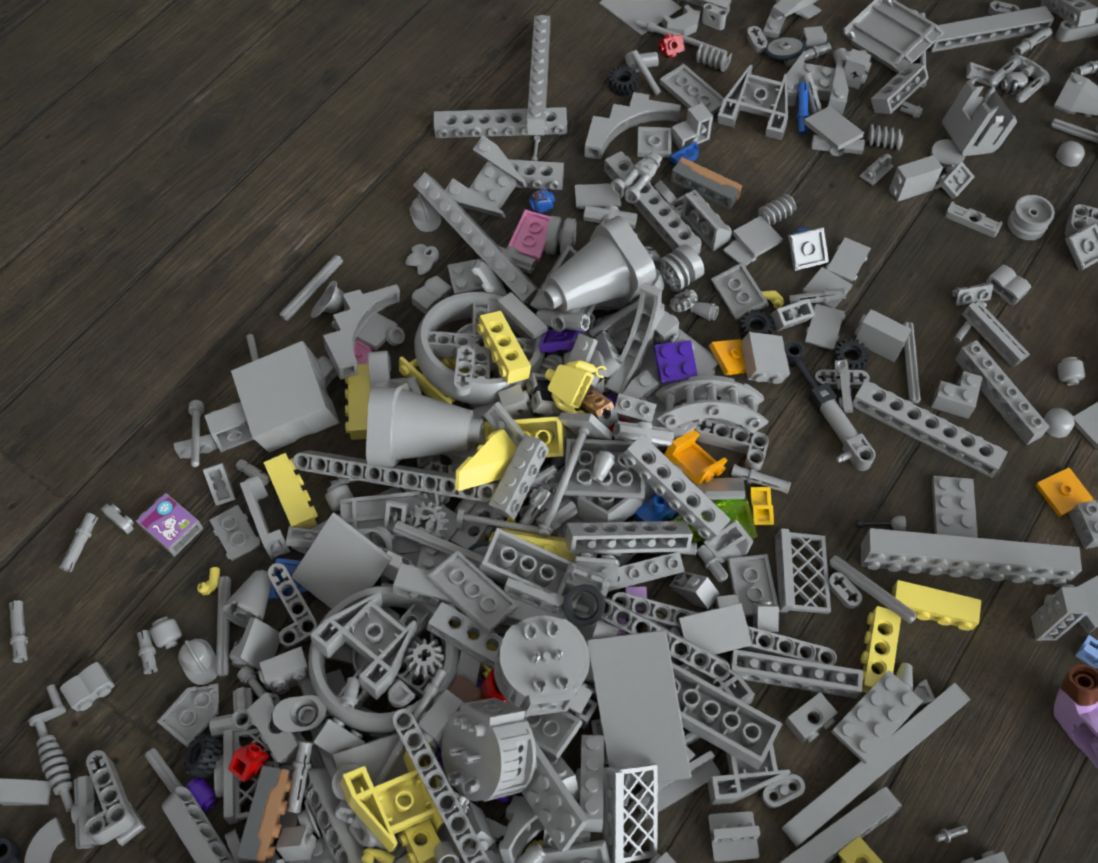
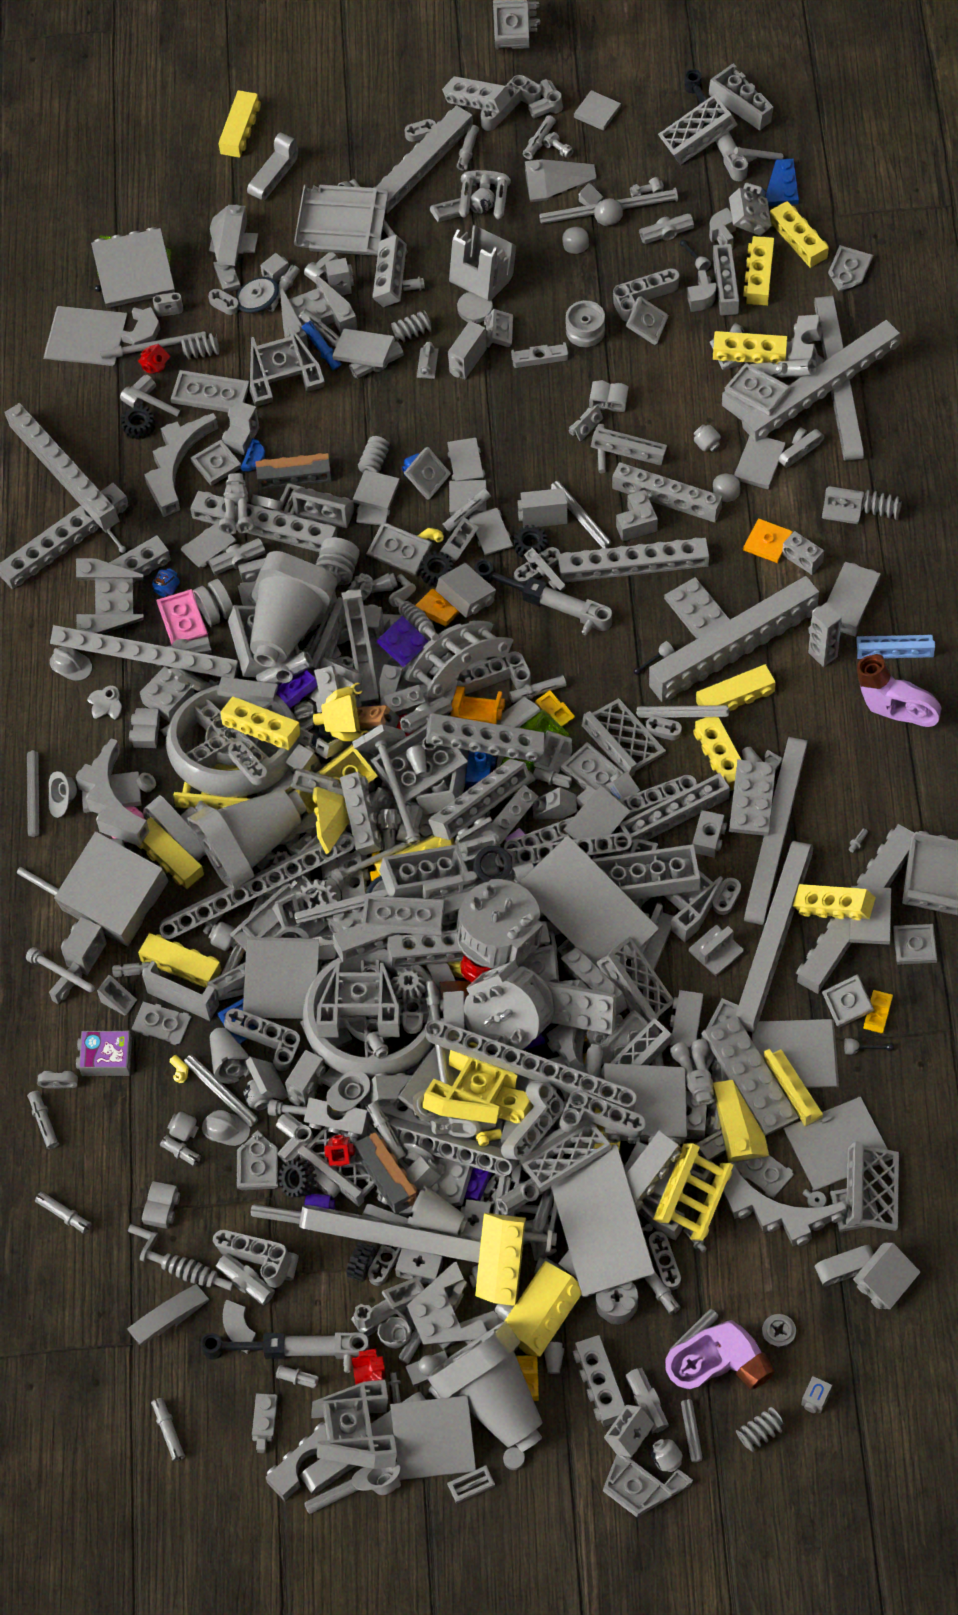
camera: 35 degrees left, 0 degrees up
(704, 347) = (408, 610): none -> light grey piece

